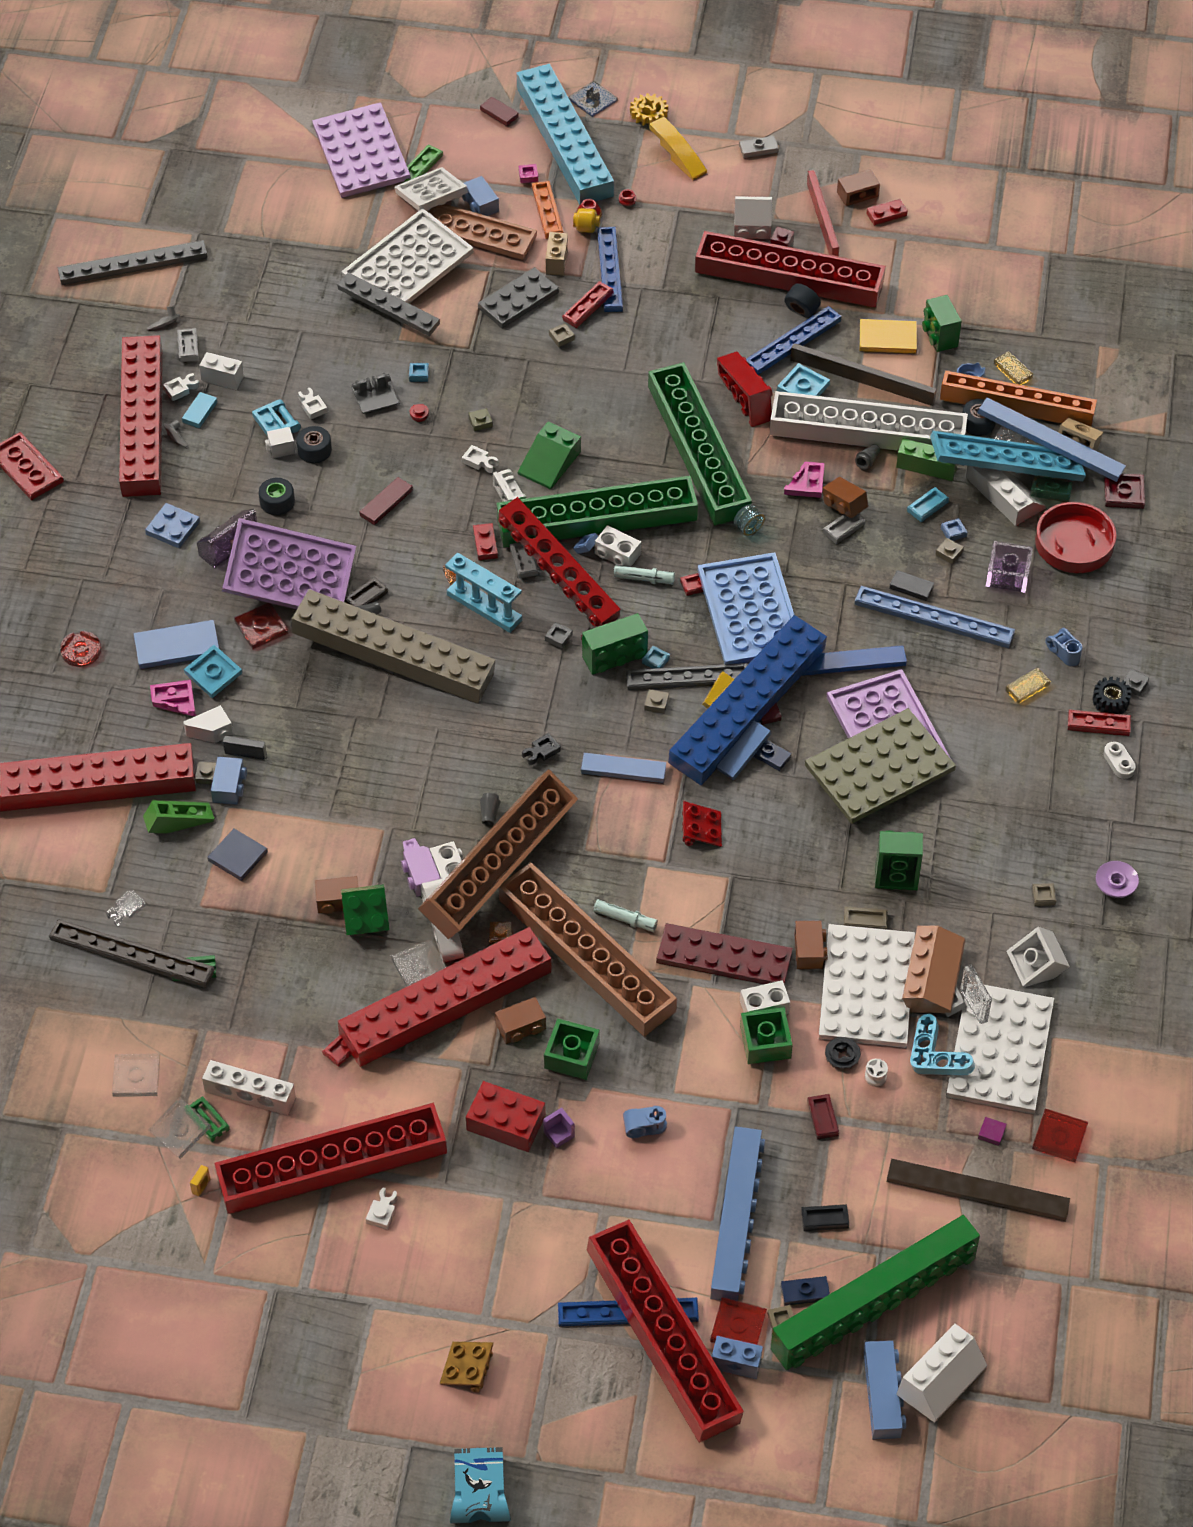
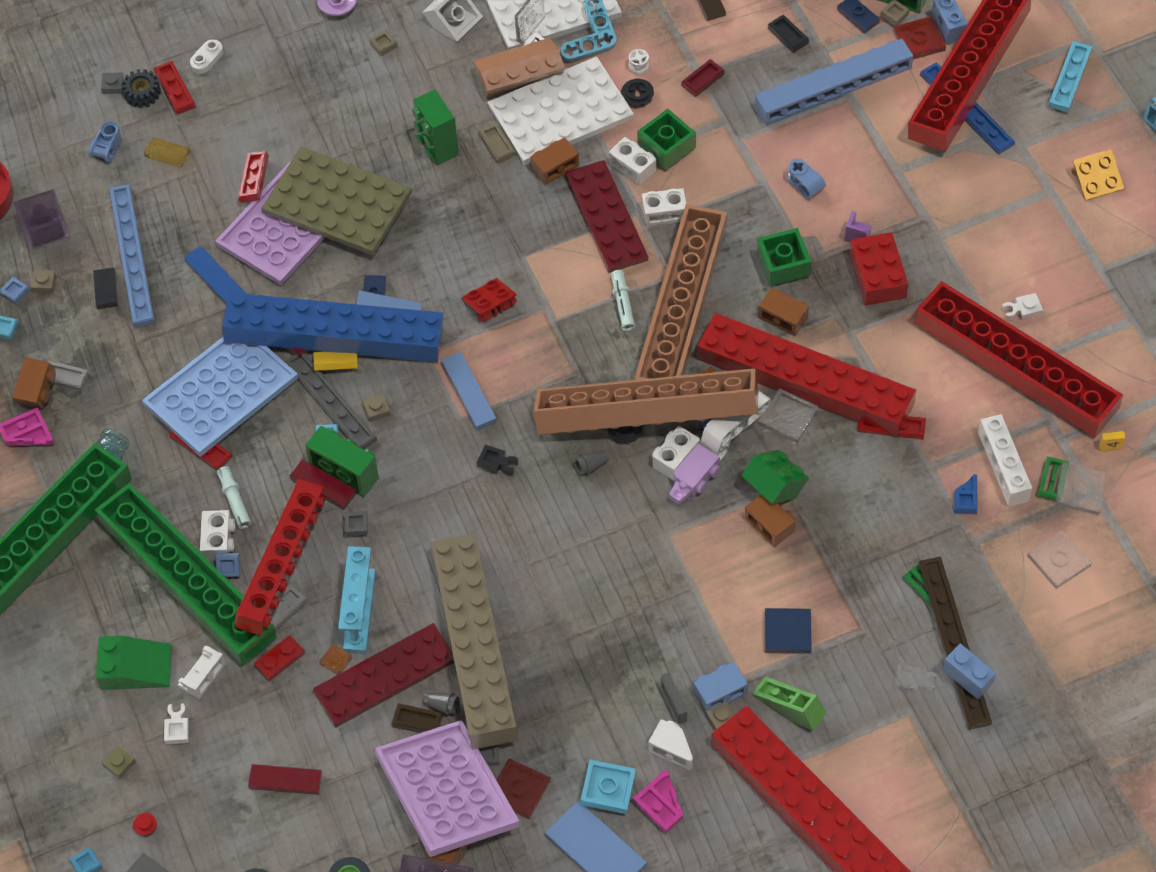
camera: 120 degrees left, 5 degrees up
(93, 933) = (969, 671): none -> medium blue brick
(244, 1046) = (966, 497): none -> blue tile
(419, 587) = (384, 675): none -> dark red plate
(594, 1421) = (1070, 76): none -> medium azure plate
(695, 997) = (663, 206): none -> white brick
(953, 726) = (253, 176): none -> red tile

